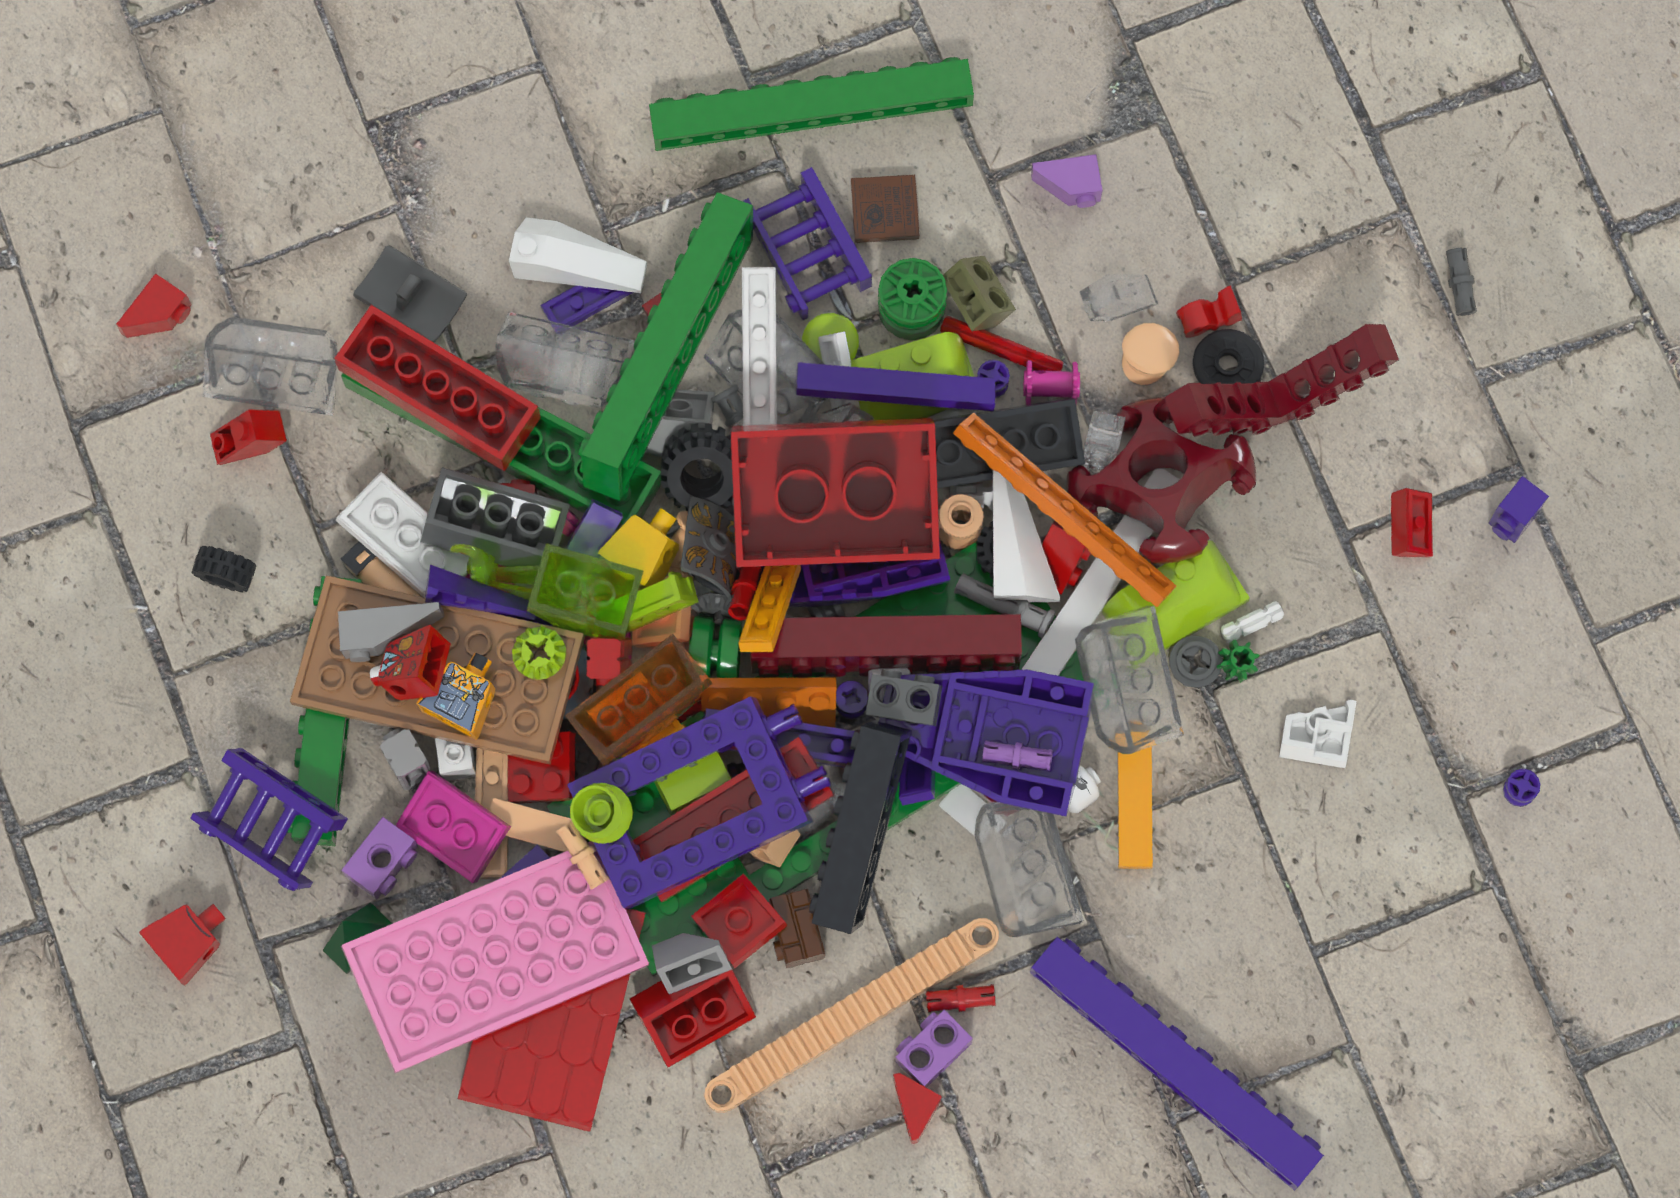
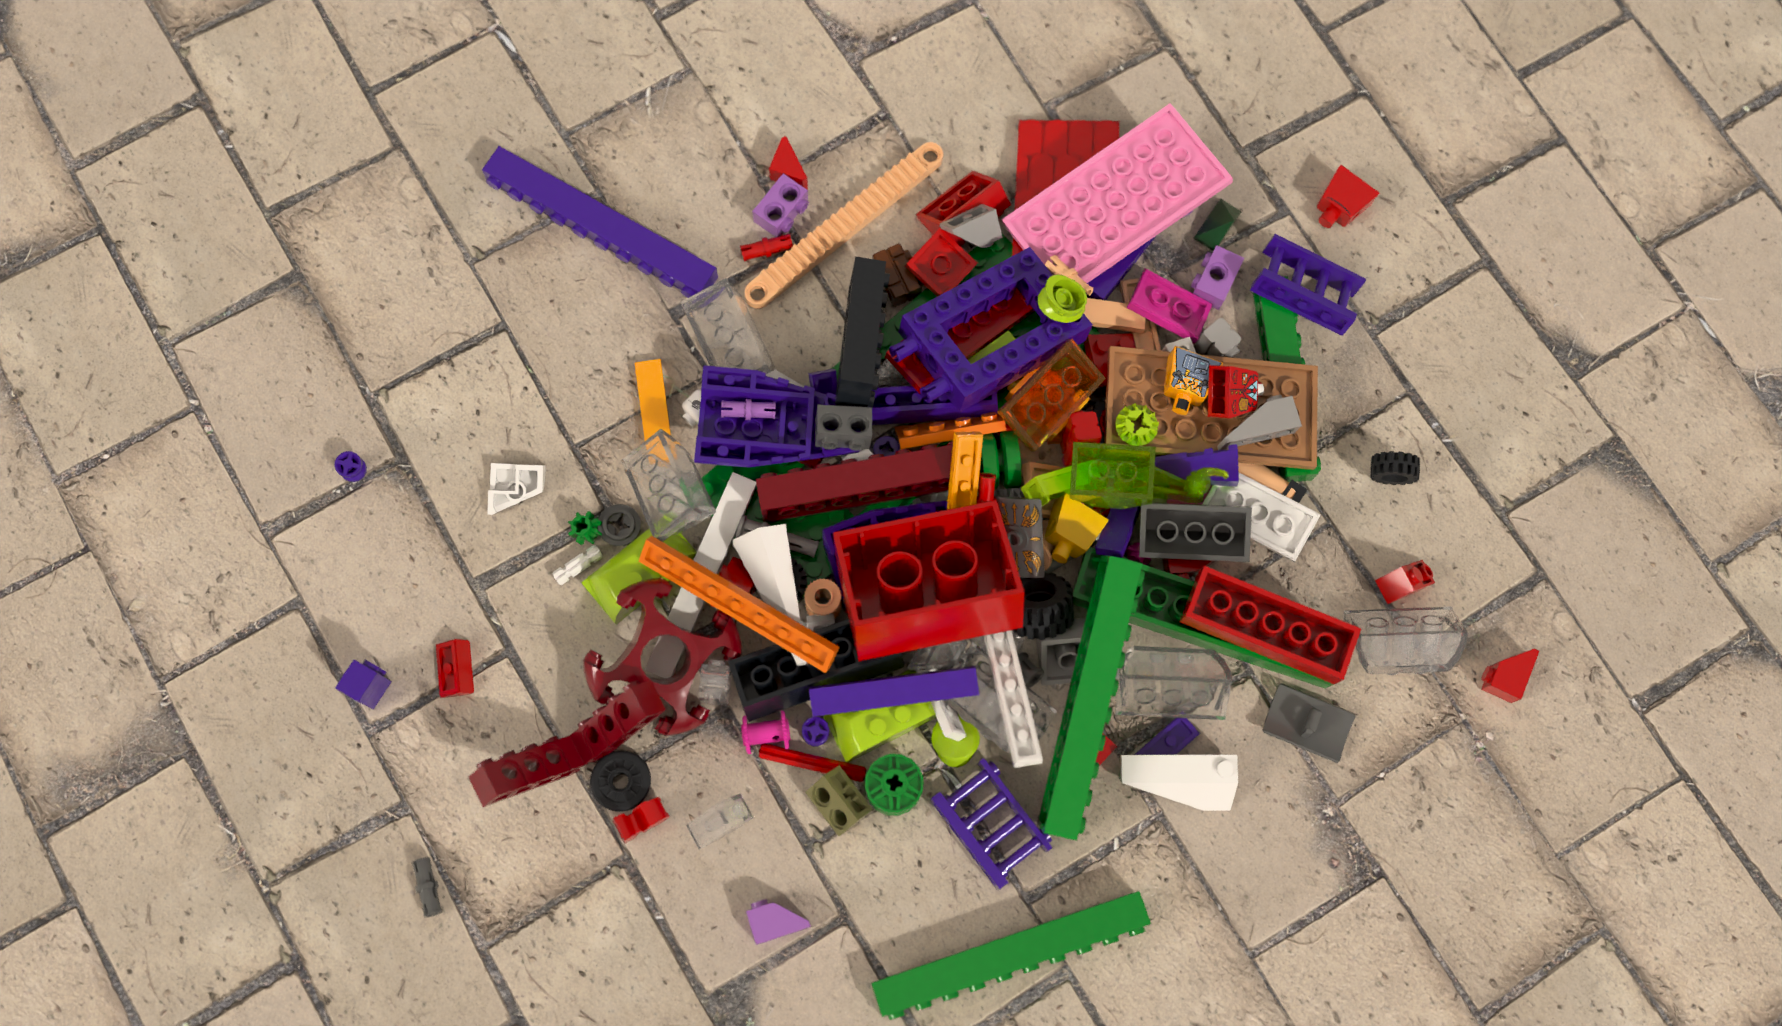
camera: 165 degrees right, 0 degrees up
(885, 208) = (930, 870): reddish brown tile -> none
(1148, 353) = (687, 777): light nougat piece -> none

